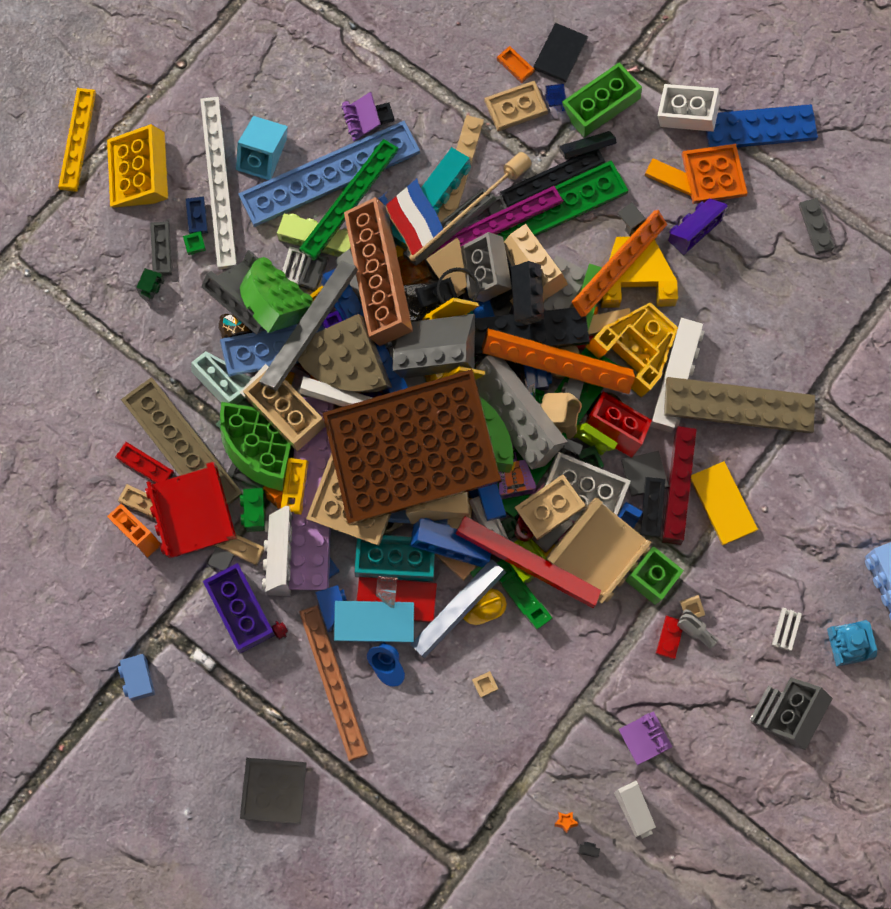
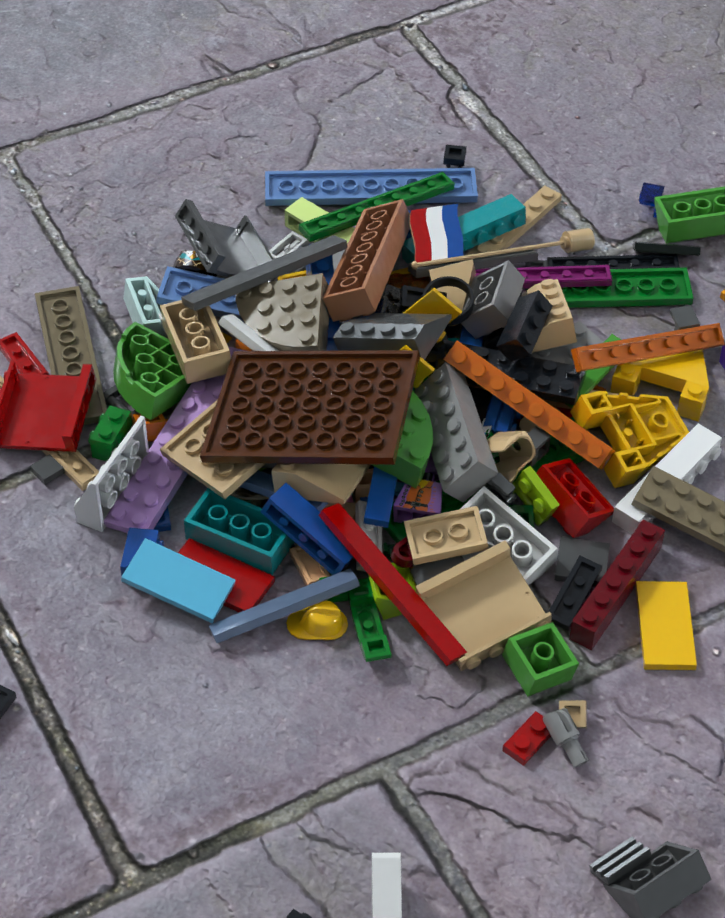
camera: 25 degrees right, 25 degrees down
(77, 139) = (131, 87): yellow tile -> none
(137, 167) = (178, 122): yellow slope -> none
(149, 284) = (127, 212): dark green brick -> none
(161, 247) = (159, 193): dark grey tile -> none
(194, 243) = (197, 195): green plate -> none
(196, 215) = (211, 177): dark blue plate -> none
(218, 183) = (250, 158): white plate -> none
(238, 608) = (35, 514): dark purple brick -> none
(261, 147) = (310, 143): medium azure slope -> none
(273, 296) = (242, 243): bright green brick -> none
(279, 630) = (68, 555): dark red plate -> none
(295, 484) = (167, 416): yellow plate -> none
(333, 683) = (96, 635): nougat tile -> none
(361, 116) = (428, 151): medium lavender hinge -> none
(386, 664) = (168, 629): blue piece -> none
(387, 590) = (212, 555): clear slope -> none
(485, 684) = (273, 697): tan plate -> none
(515, 64) = (621, 164): orange tile -> none
(516, 106) = (604, 196): tan tile -> none
(560, 52) = (676, 168): black tile -> none
(566, 821) = (291, 883): orange piece -> none
(630, 514) = (543, 589): blue panel -> none
(645, 738) = (442, 832): medium lavender hinge -> none
(791, 614) = (697, 771): white tile -> none

